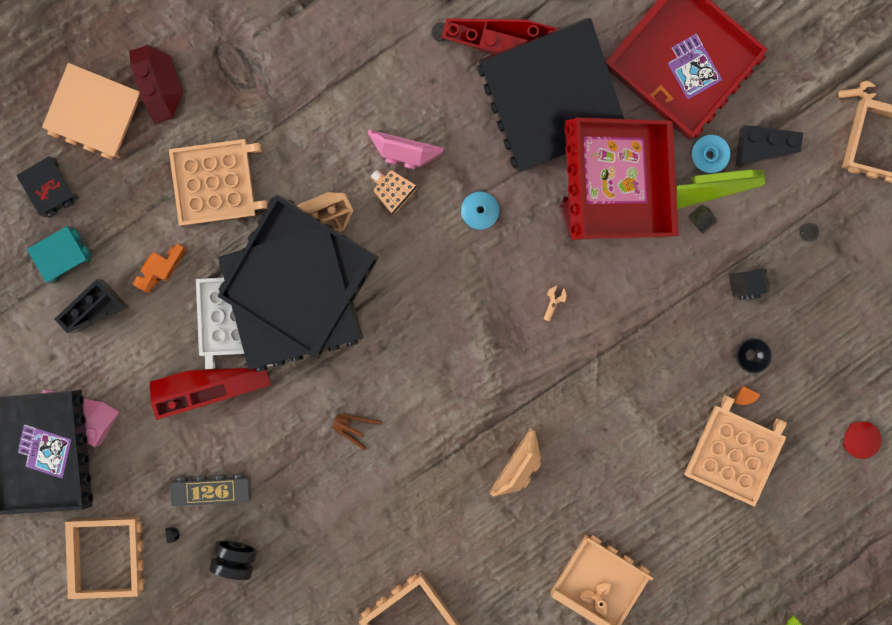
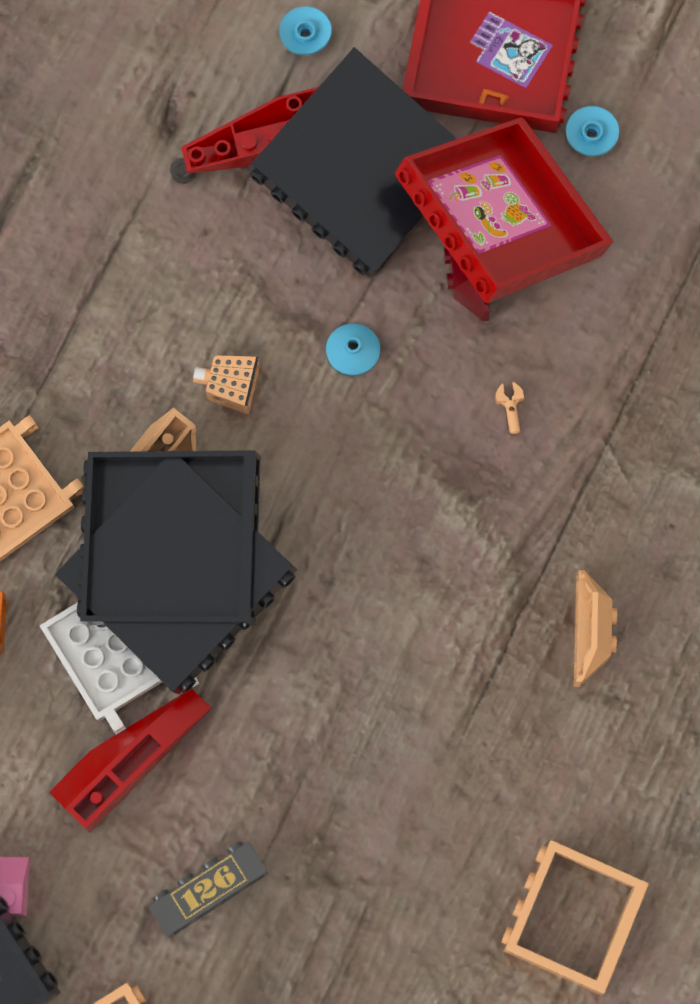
camera: 25 degrees left, 15 degrees down
(172, 534) = (188, 981): black hinge -> none
(233, 560) = (290, 960): black wheel -> none
(342, 425) = (333, 703): dark orange plant -> none
(403, 150) = (217, 327): bright pink wedge -> none
(702, 218) = (630, 210): clear smoke slope -> none
(717, 185) = (623, 162): lime wedge -> none
(763, 144) = (650, 84): black wedge -> none

